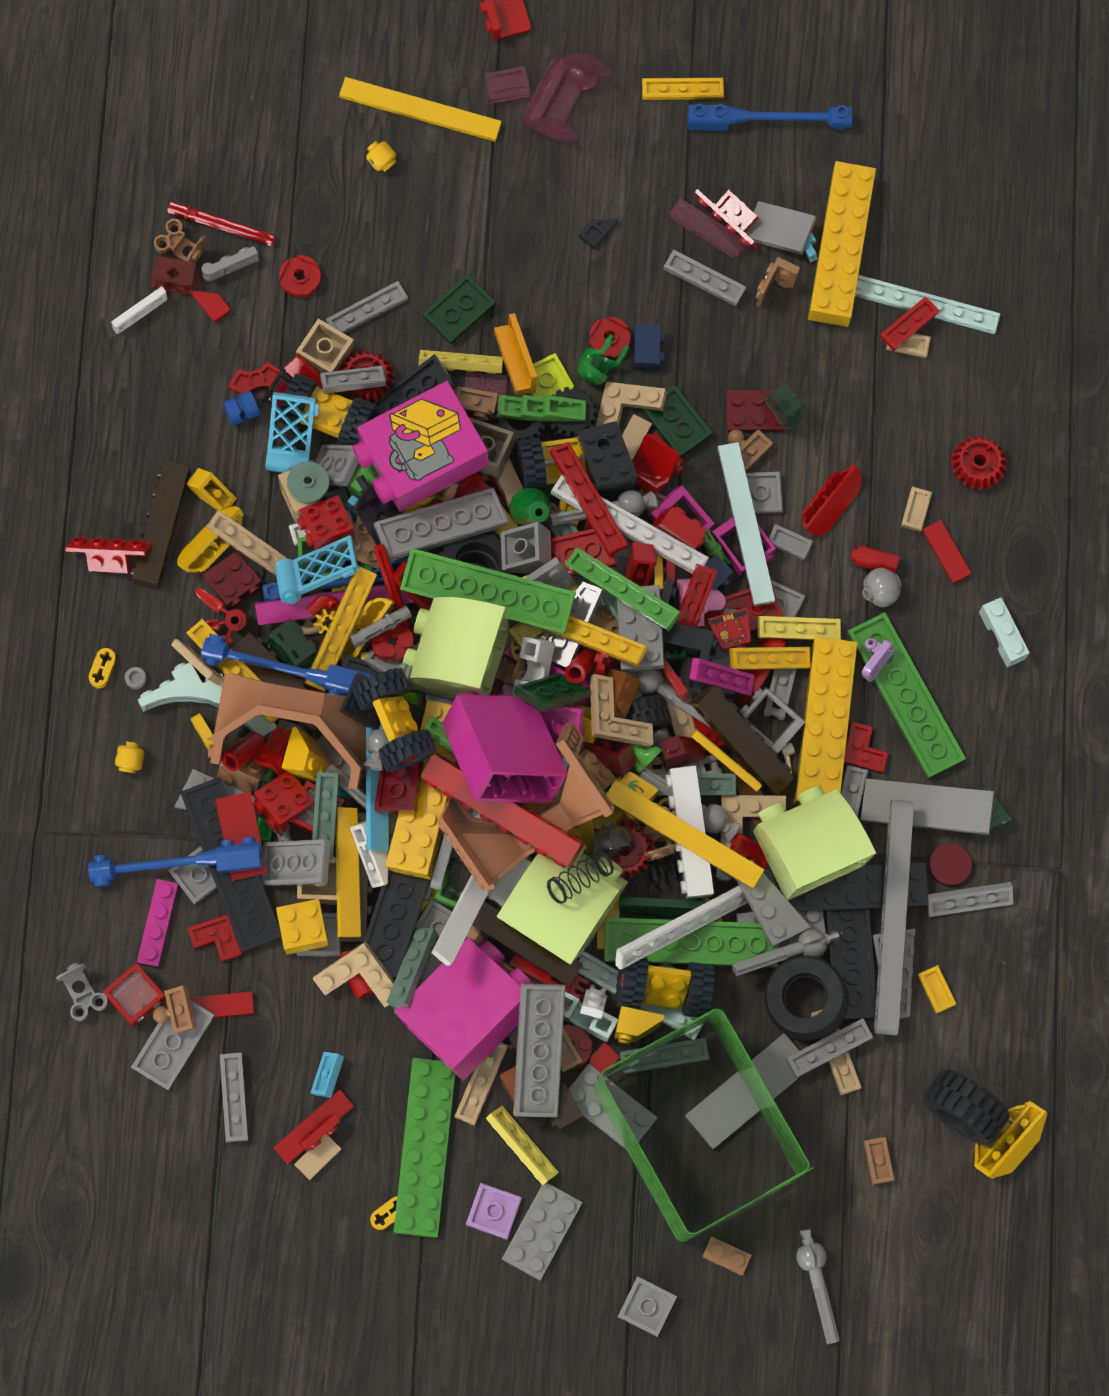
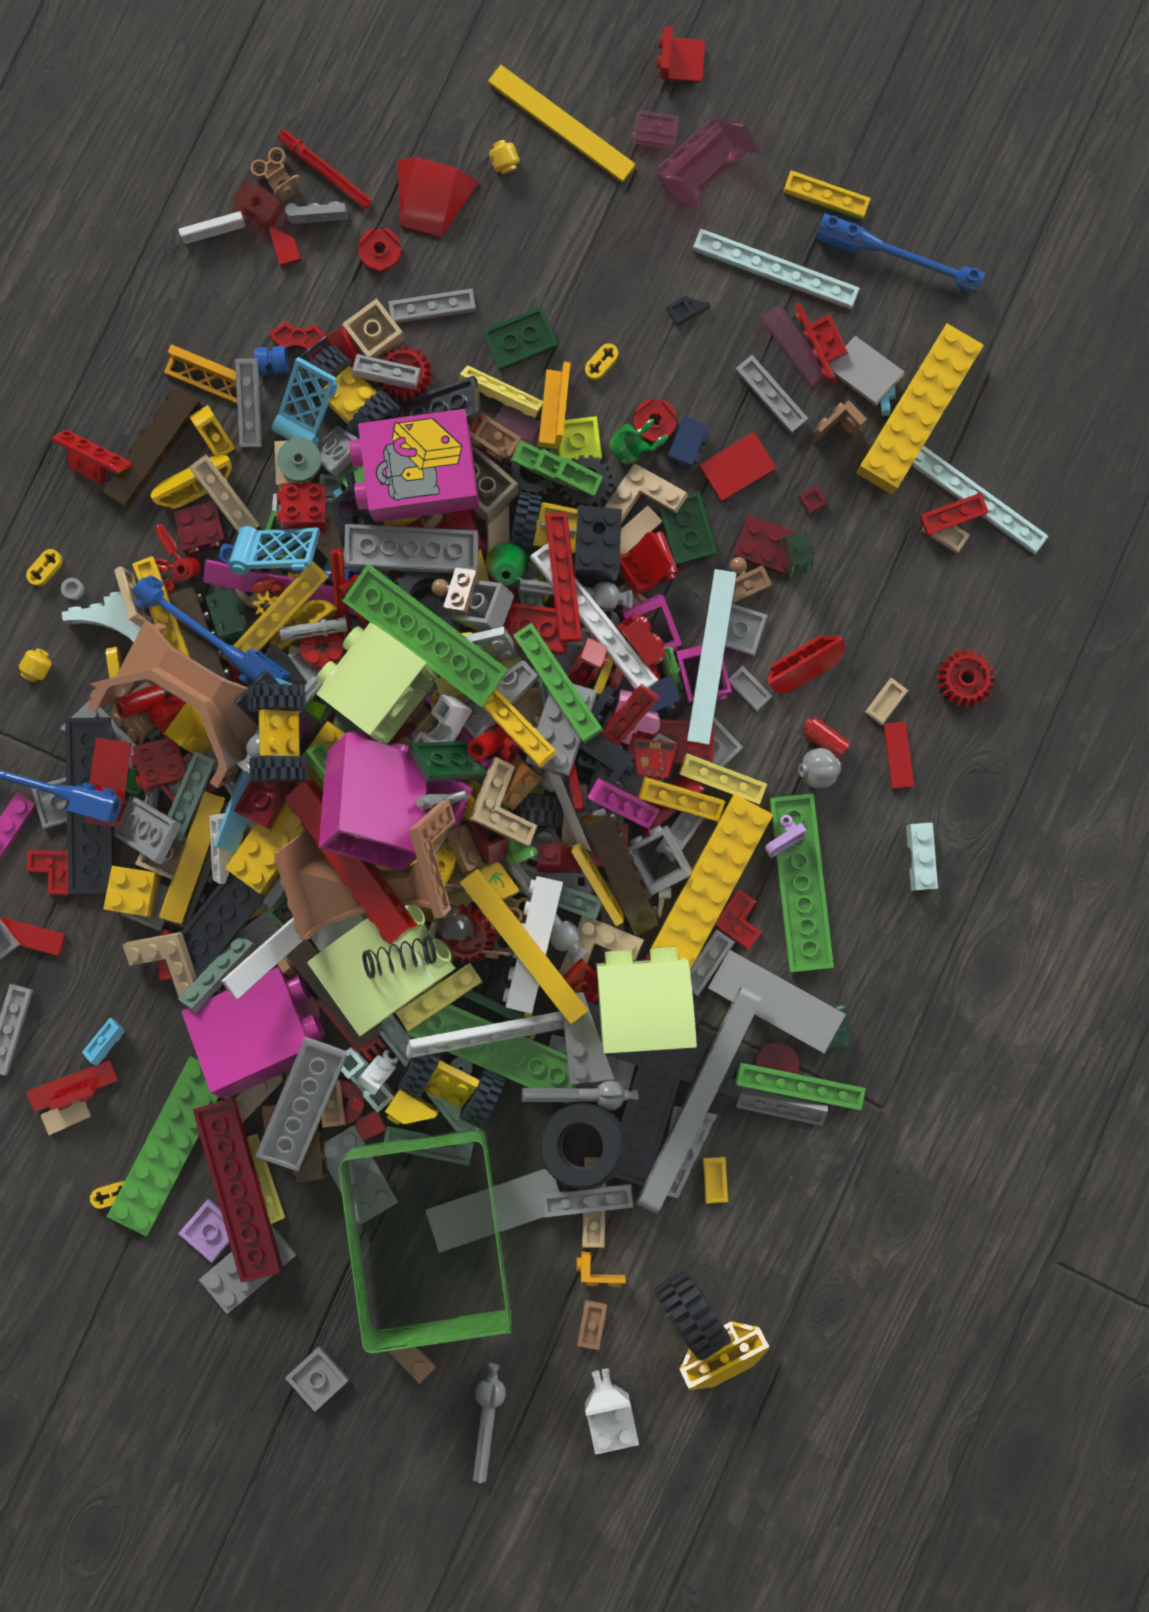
camera: 25 degrees right, 10 degrees up
(183, 435) = (204, 365): none -> light orange fence
(236, 452) = (248, 402): none -> light grey tile
(326, 212) = (431, 195): none -> red wedge
(500, 544) = (458, 592): none -> plate
(508, 1157) = (238, 1190): none -> dark red plate
(545, 305) = (597, 359): none -> yellow beam
(554, 728) = (431, 800): none -> light grey piece
(622, 914) = (439, 997): none -> light yellow plate
(663, 168) = (775, 269): none -> light aqua tile
(674, 701) = (568, 809): none -> white sticker
(699, 352) = (737, 467): none -> red tile
(779, 357) = (812, 500): none -> dark red tile
(851, 1111) = (583, 1265): none -> light orange bracket
(928, 1236) = (610, 1415): none -> white plate
(978, 873) = (799, 1086): none -> bright green plate

